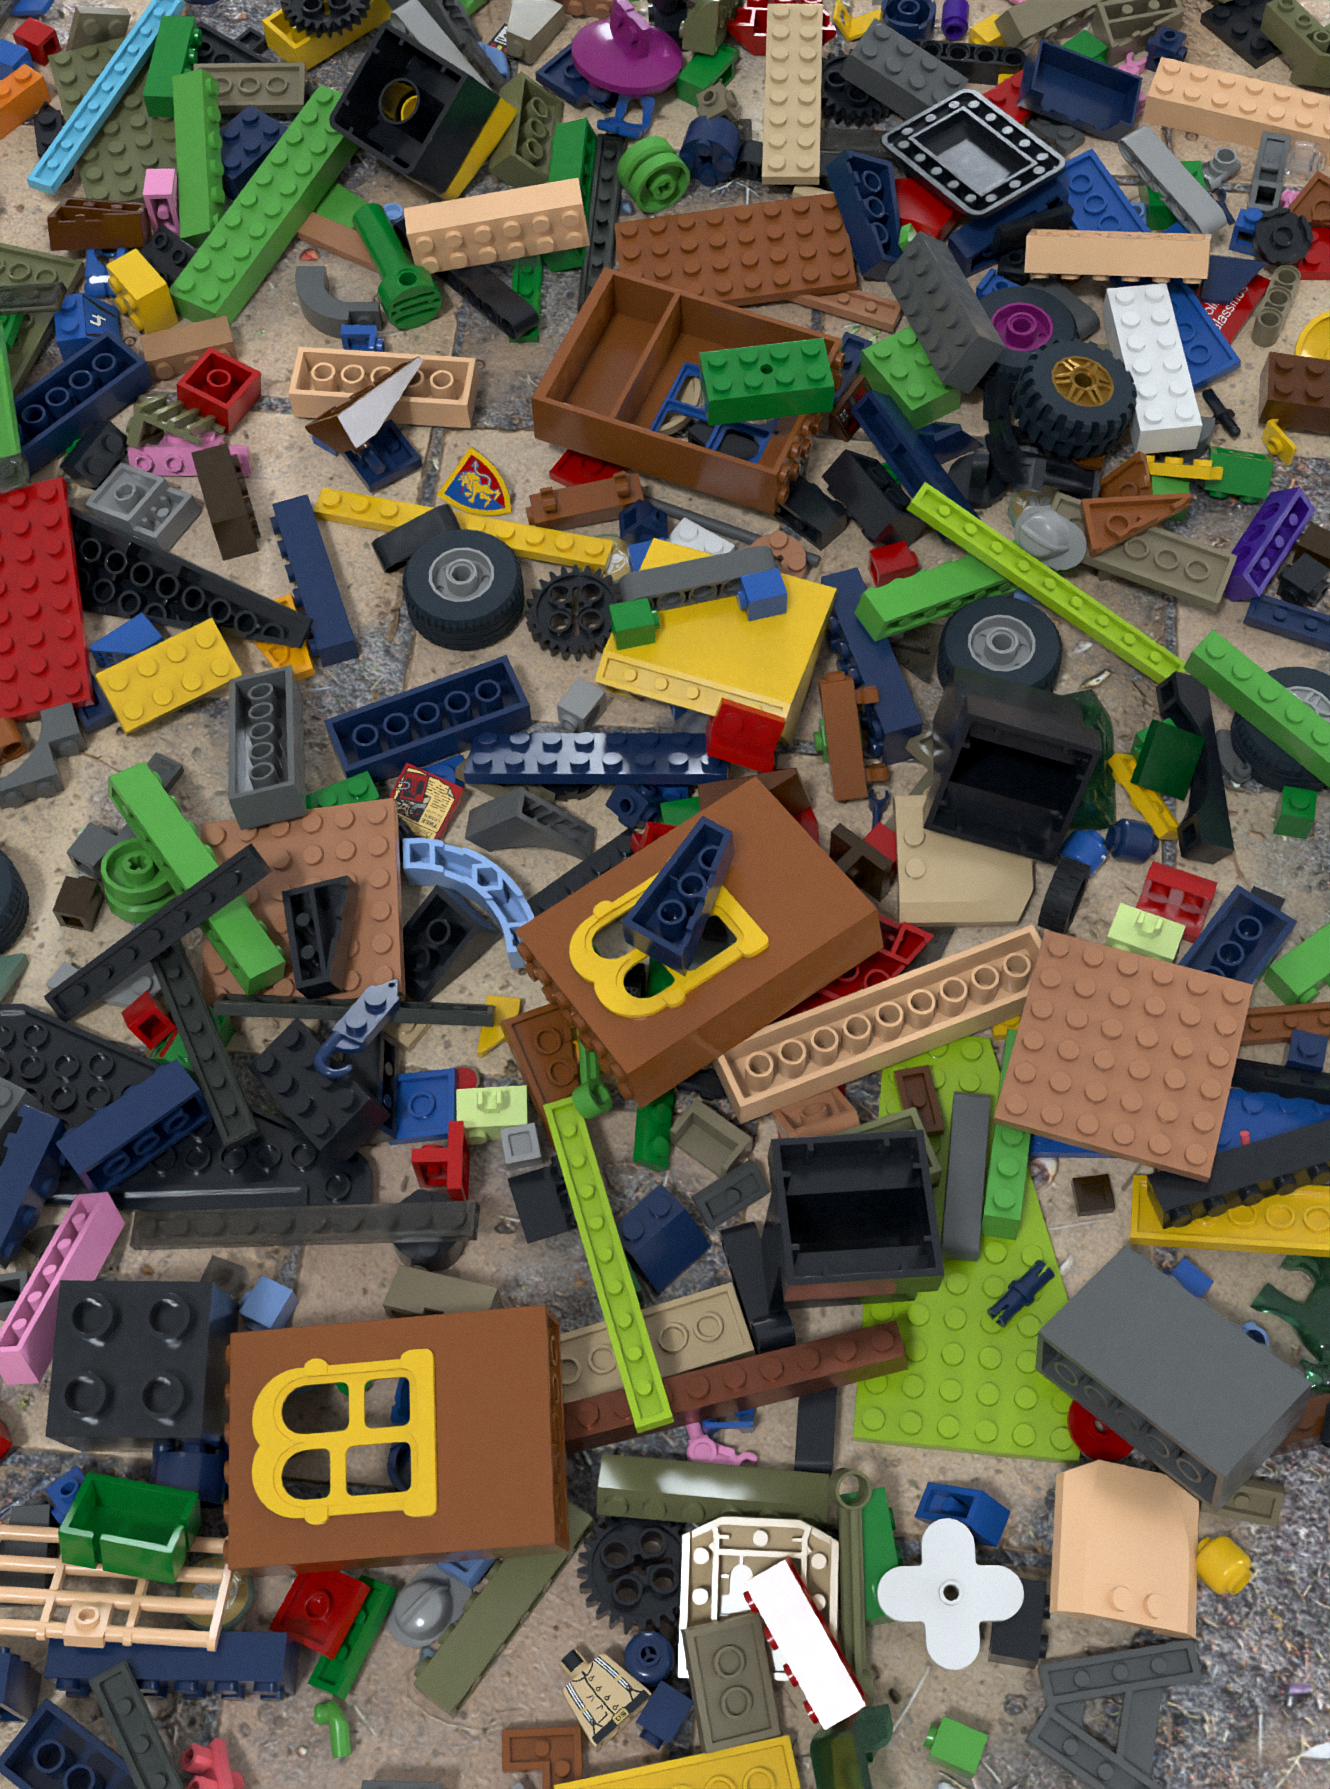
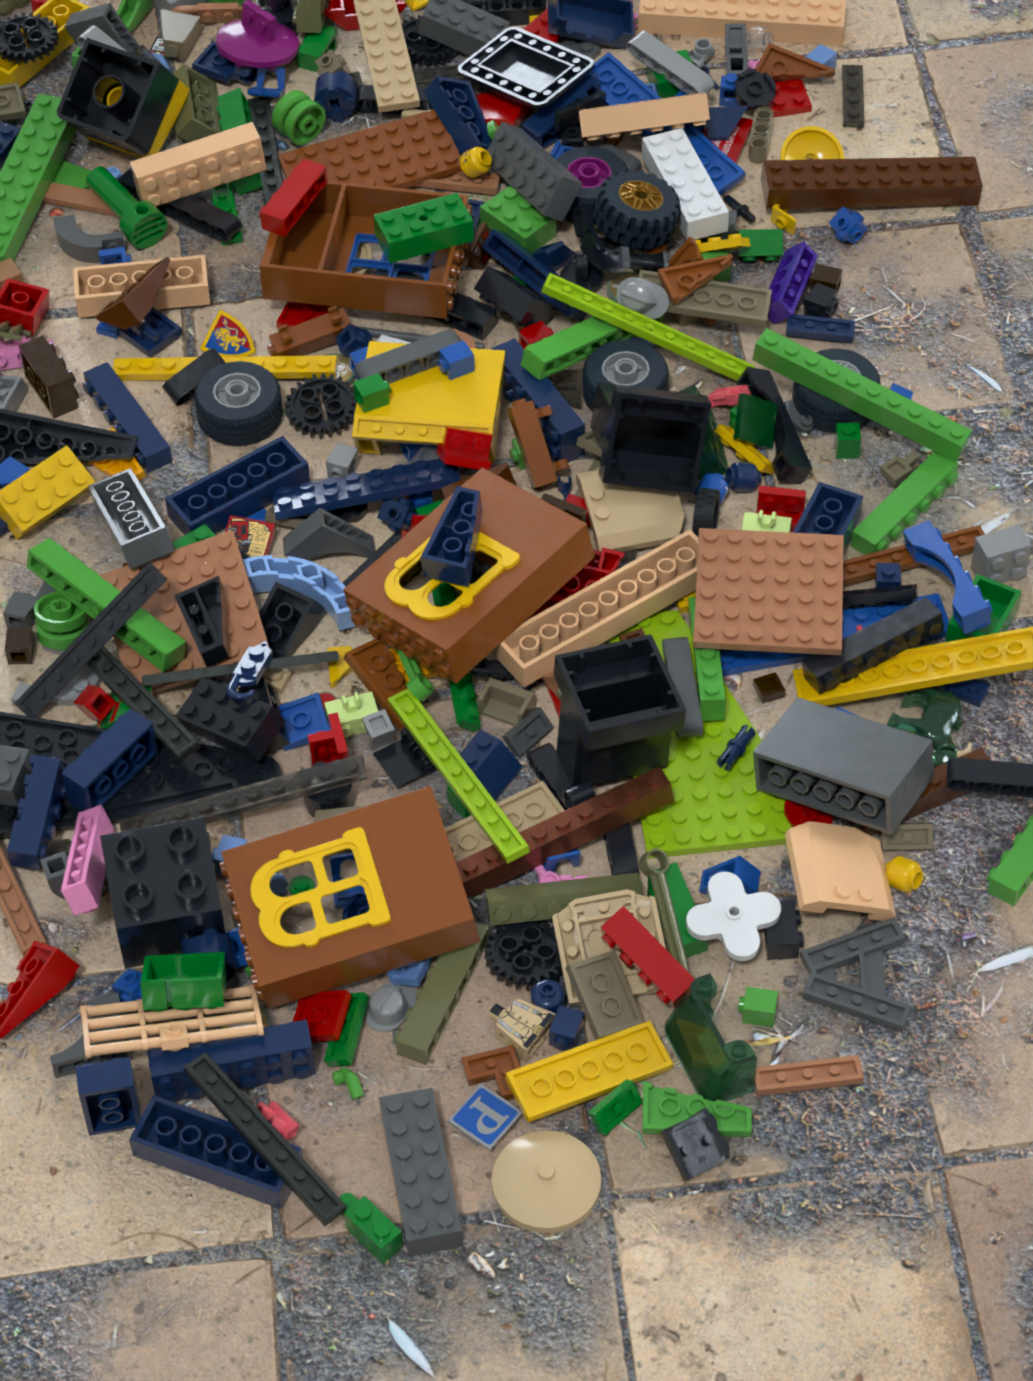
camera: 15 degrees left, 10 degrees down
(601, 303) = (293, 197): none -> red brick
(872, 282) = (475, 162): none -> yellow head
(1140, 707) = (727, 395): none -> coral piece

